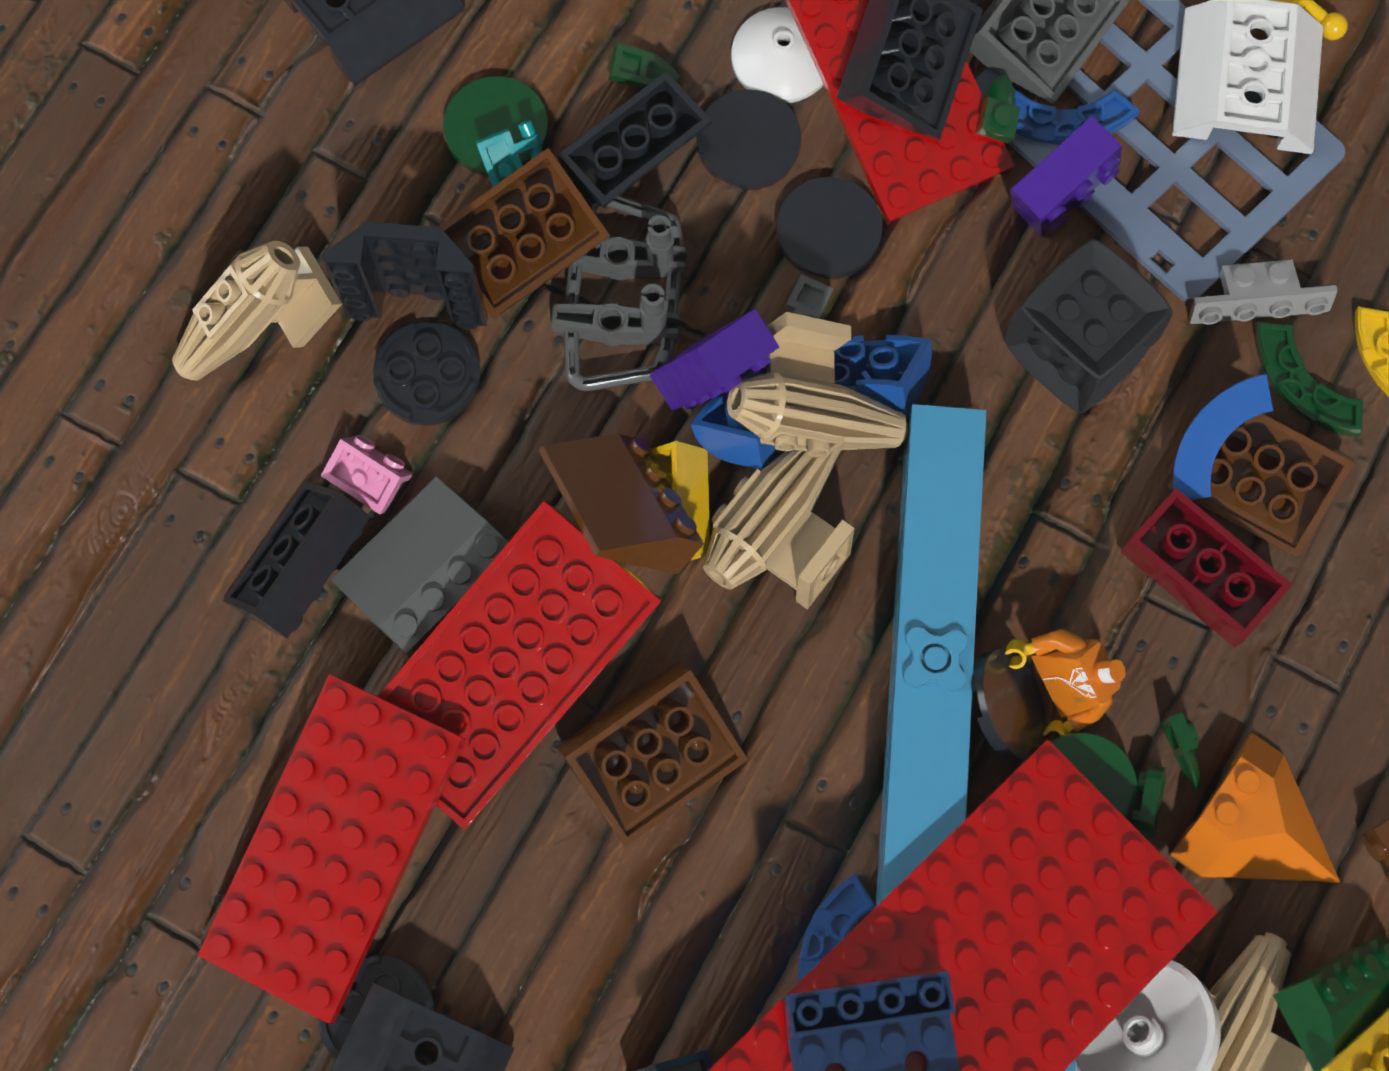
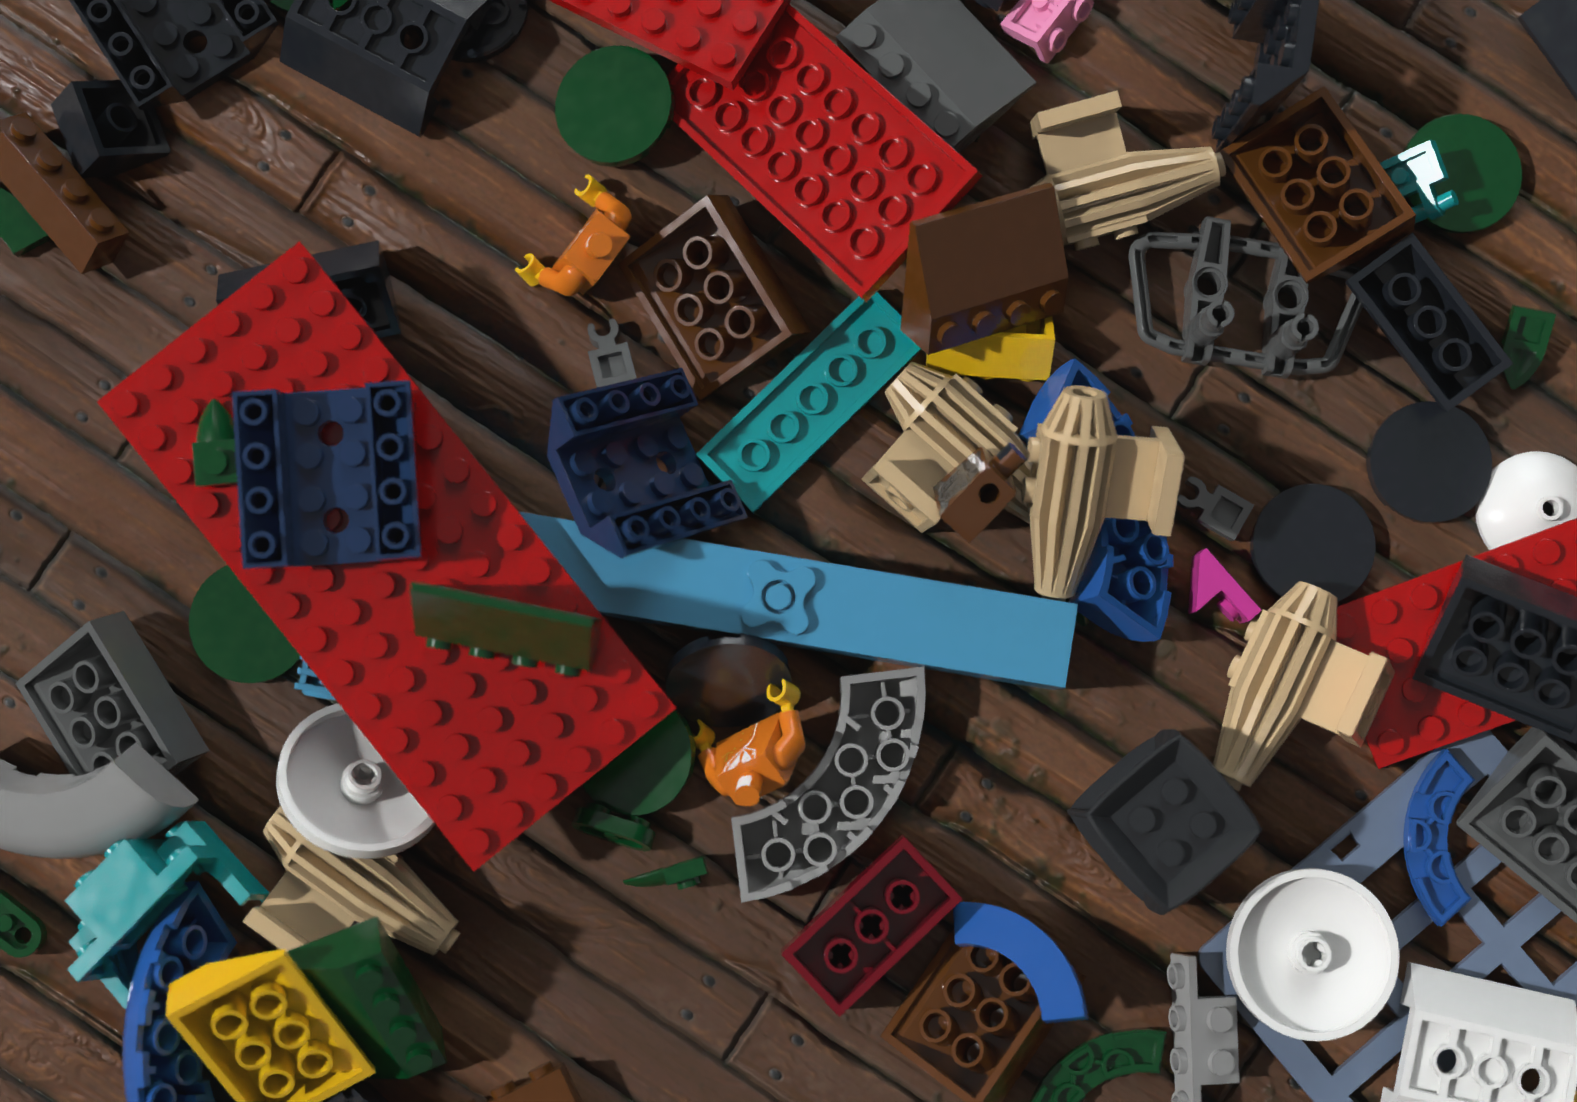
camera: 90 degrees right, 10 degrees up
(426, 373) = (1165, 83): black tile -> none
(475, 859) = (614, 105): none -> dark green tile
(527, 412) = (1101, 184): none -> tan piece
(619, 868) = (591, 248): none -> orange torso
(716, 362) = (1140, 384): dark purple brick -> none
(722, 843) = (610, 361): none -> dark grey plate
(744, 660) = (810, 400): none -> teal plate
(822, 492) = (978, 490): none -> reddish brown torso
(833, 922) = (516, 473): blue tile -> none
(861, 787) = (618, 436): none -> dark blue slope
(874, 304) = (1212, 580): none -> dark pink slope
(948, 231) = (1294, 674): none -> tan piece
(999, 111) = (1447, 754): dark green plate -> none
(999, 885) = (504, 627): none -> slope
(1067, 177) = (1353, 821): dark purple brick -> none
(1092, 600) = (845, 792): none -> light grey brick
(1179, 205) = (1312, 954): none -> white dish
(1256, 825) = (583, 945): orange wedge -> none

